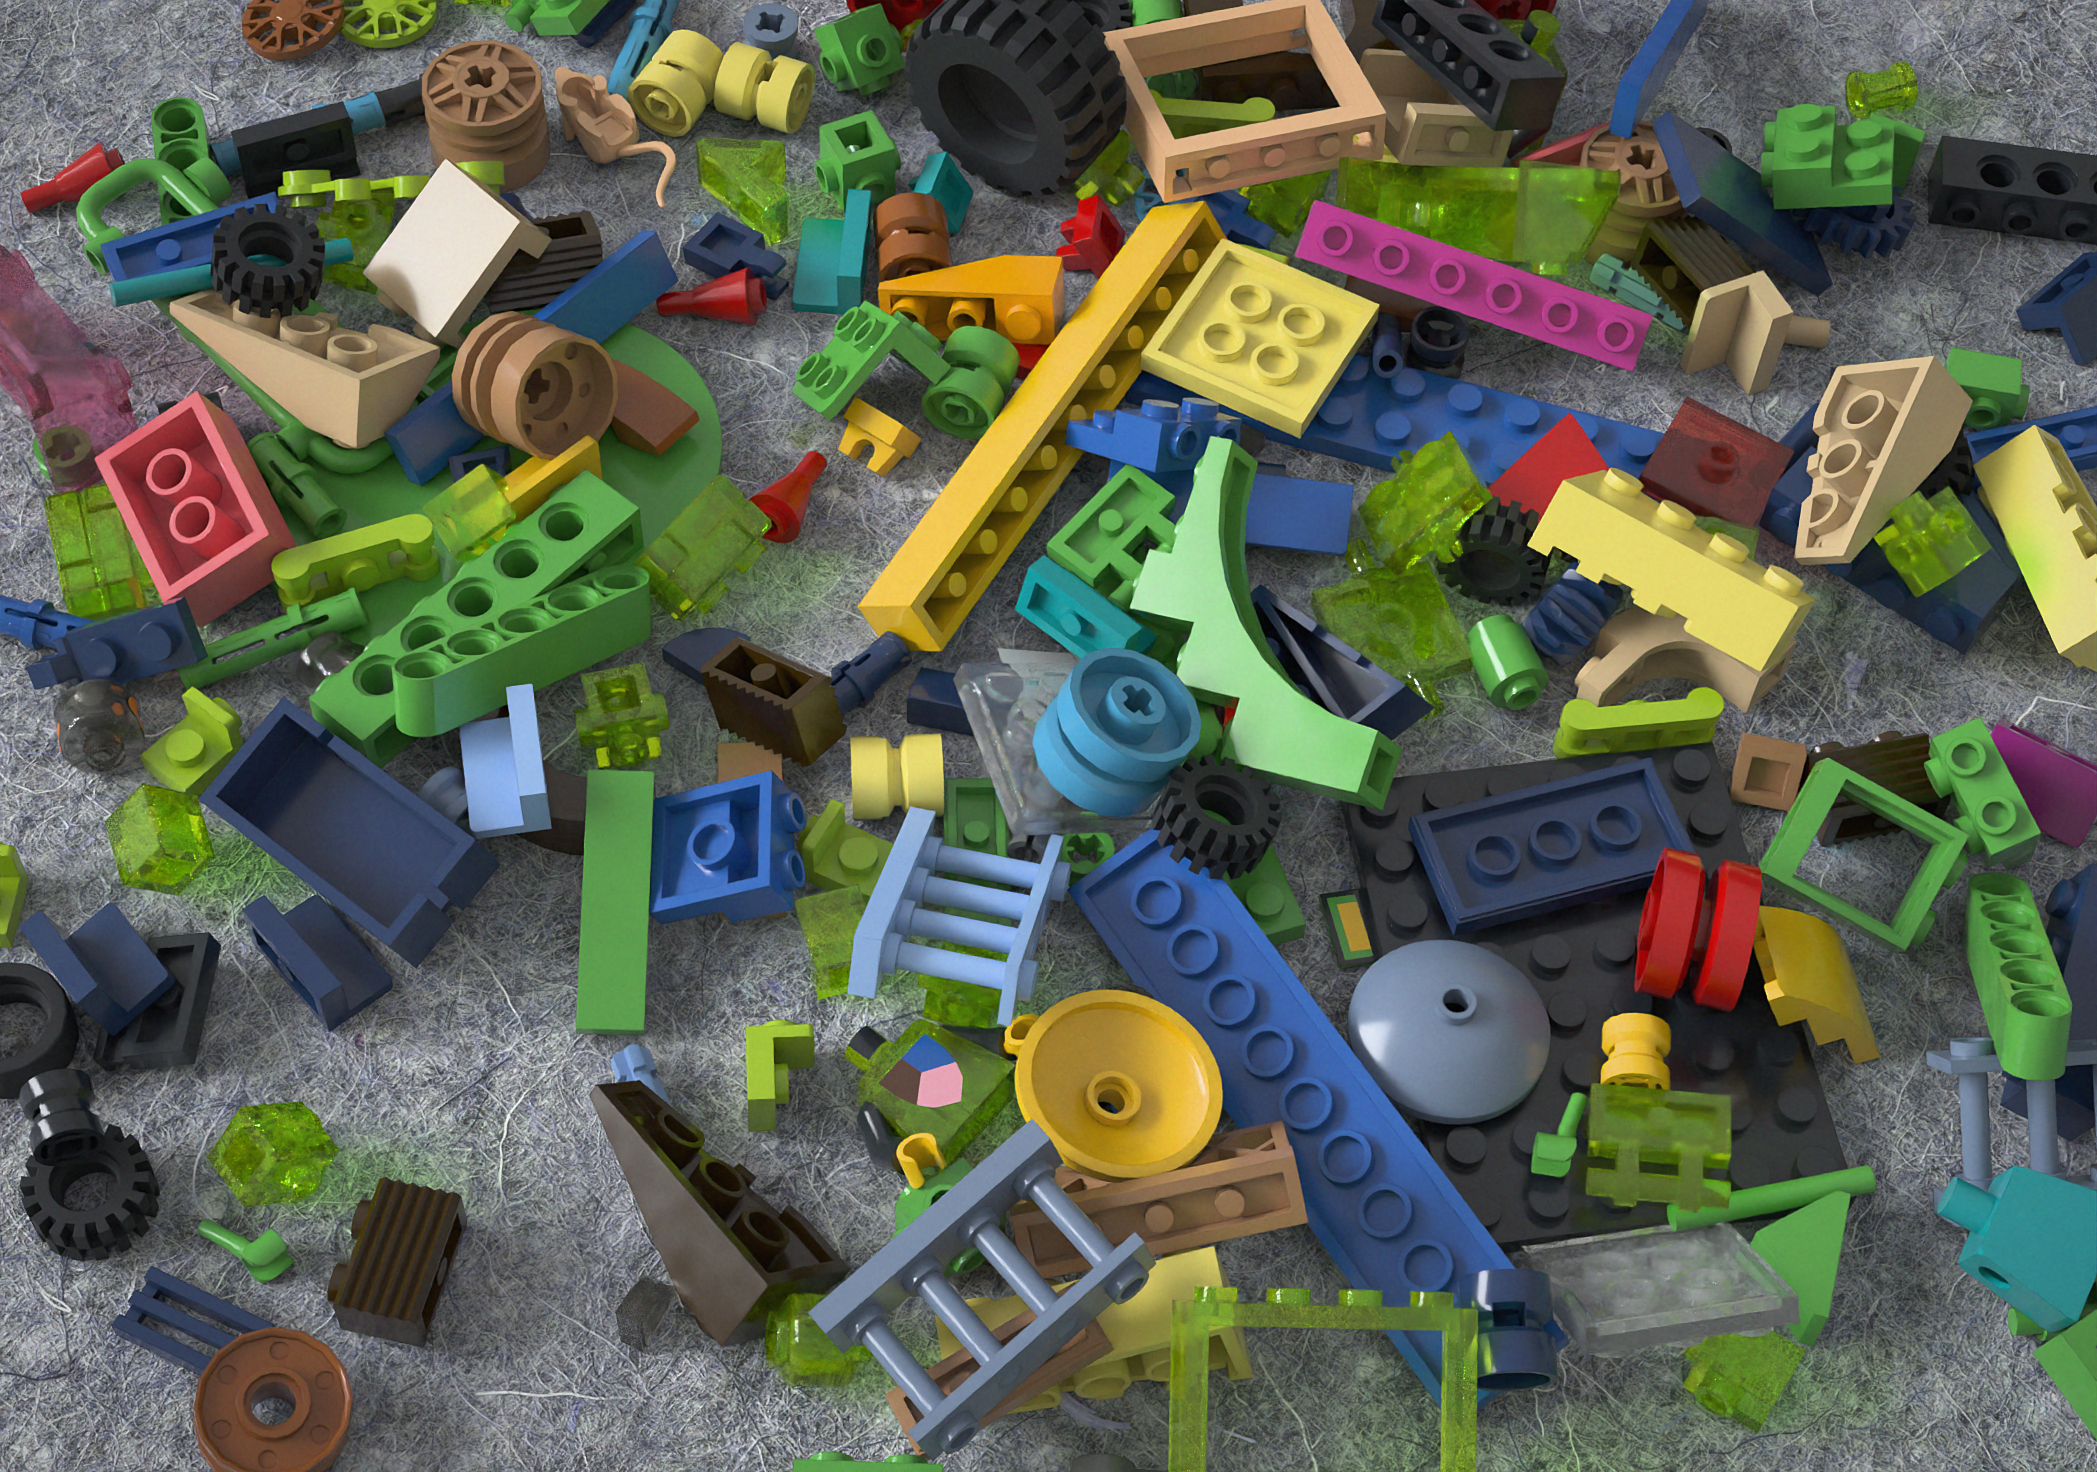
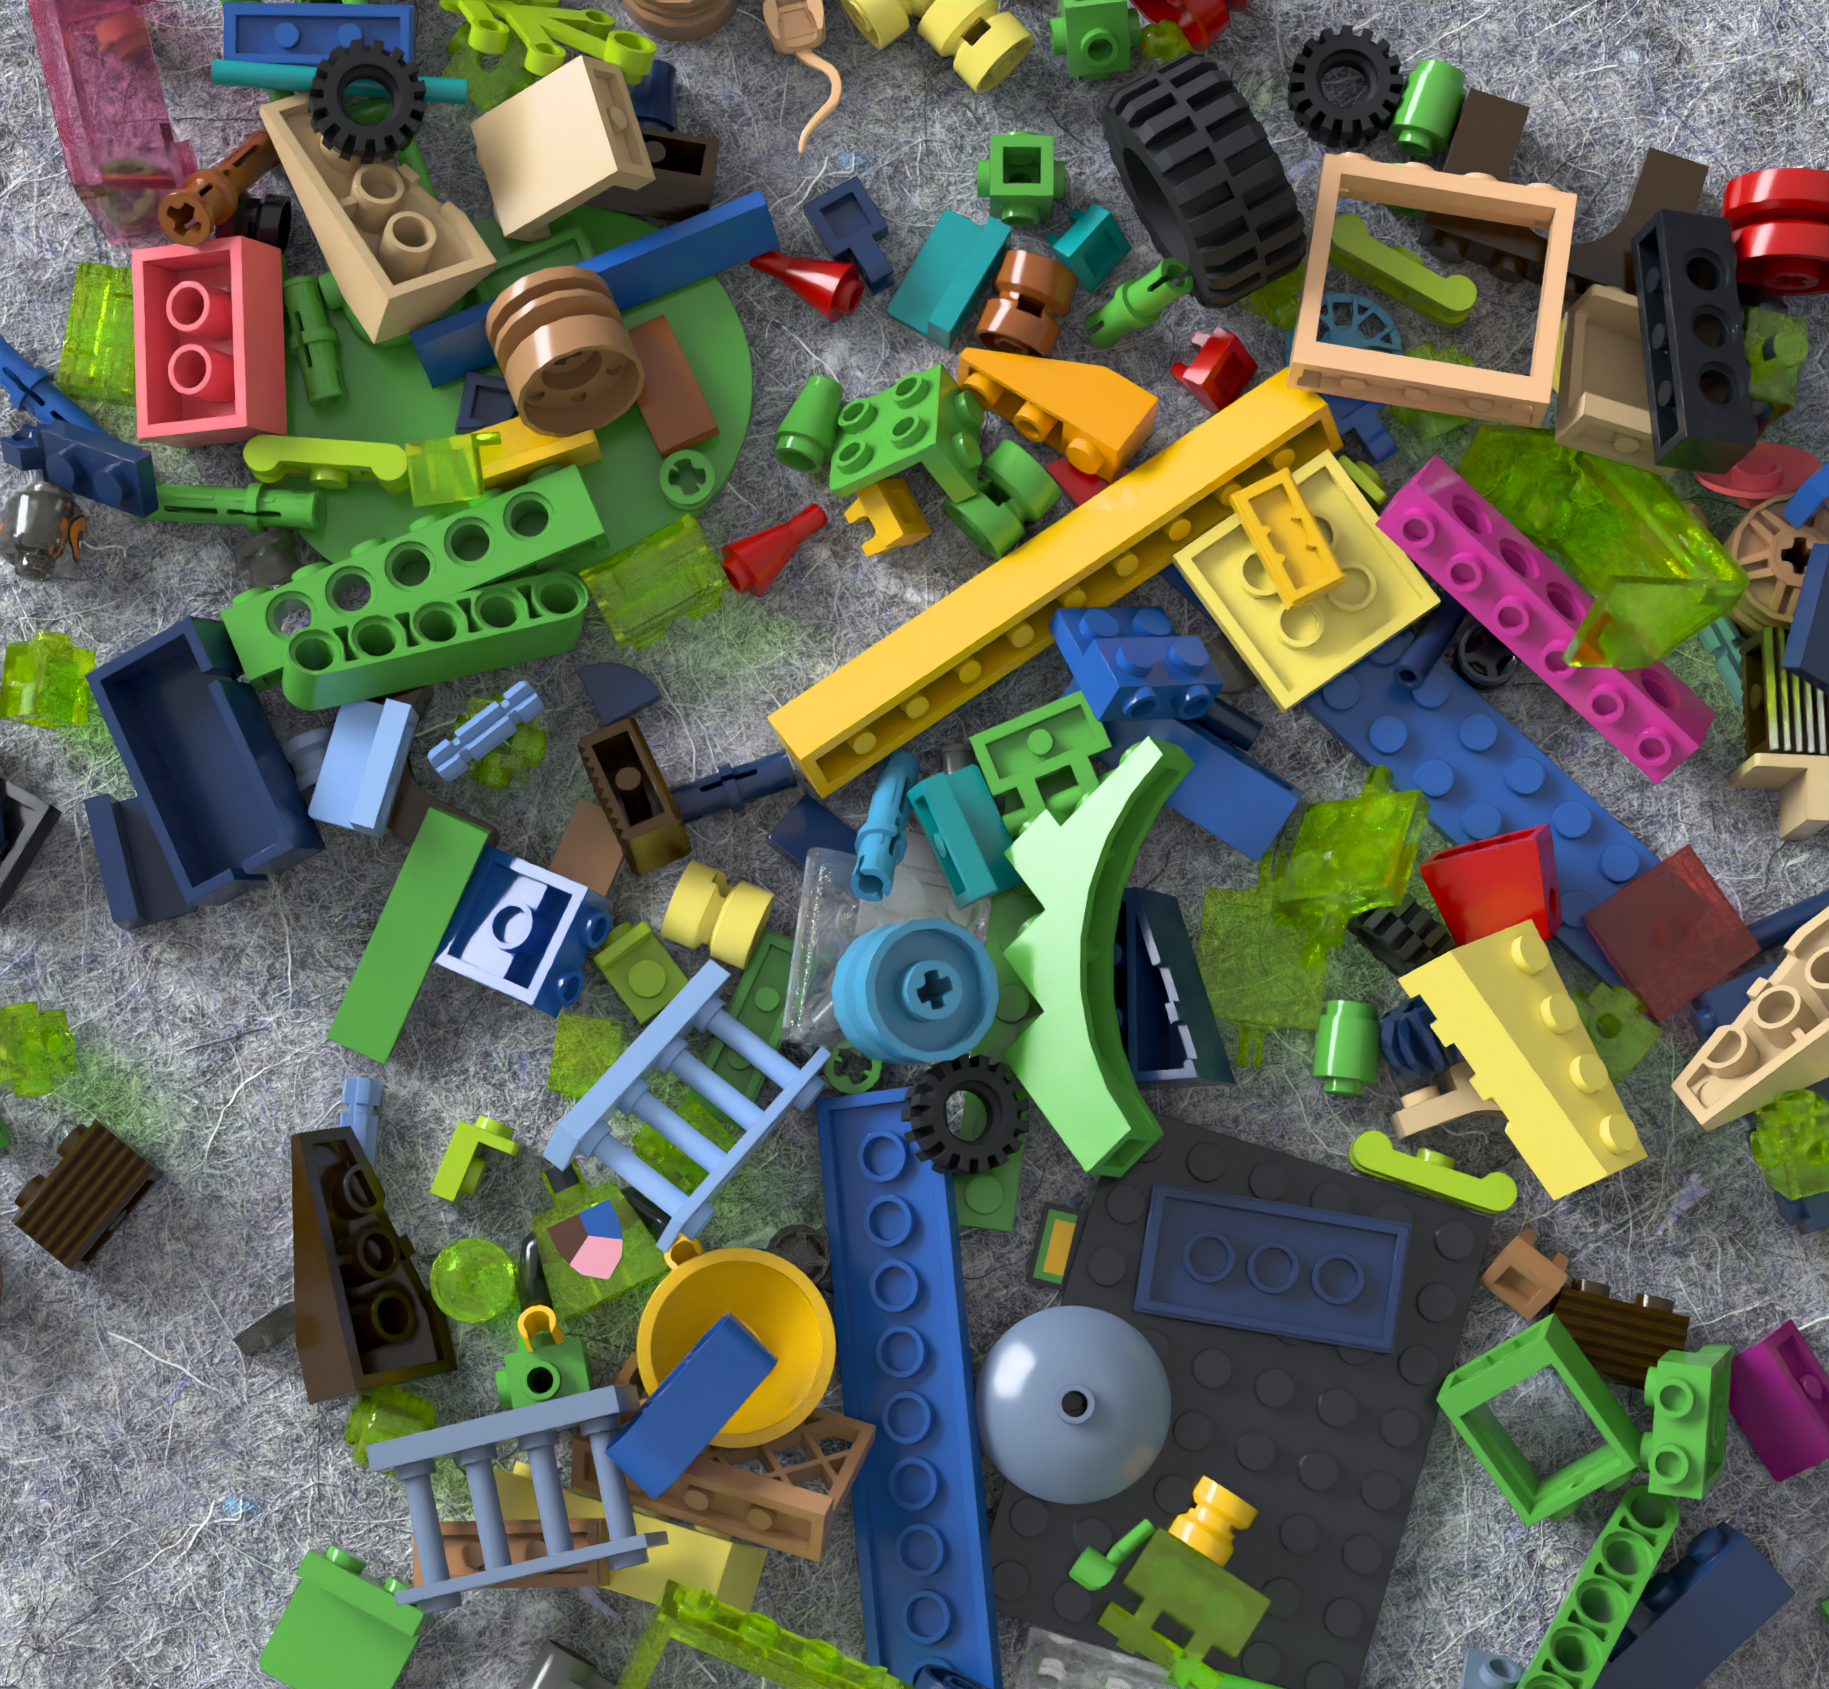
camera: 30 degrees right, 25 degrees up
(152, 387) = (213, 193): none -> dark orange pin
(197, 746) = (120, 588): lime bracket -> none
(610, 687) = (485, 731): none -> medium blue axle
(695, 453) = (701, 467): none -> bright green bush
(747, 181) = (902, 135): clear neon green slope -> none
(774, 399) = (810, 426): none -> bright green cone
(833, 1165) = (475, 1281): none -> clear neon green wheel
(1006, 202) = (1138, 303): none -> bright green pin
(1013, 634) = (882, 839): none -> dark azure pin
(1111, 1123) = (691, 1406): none -> blue beam
(1231, 298) = (1287, 539): none -> yellow plate
(1709, 931) = (1337, 1444): red wheel -> none
(1812, 979) = (1419, 1517): yellow slope -> none

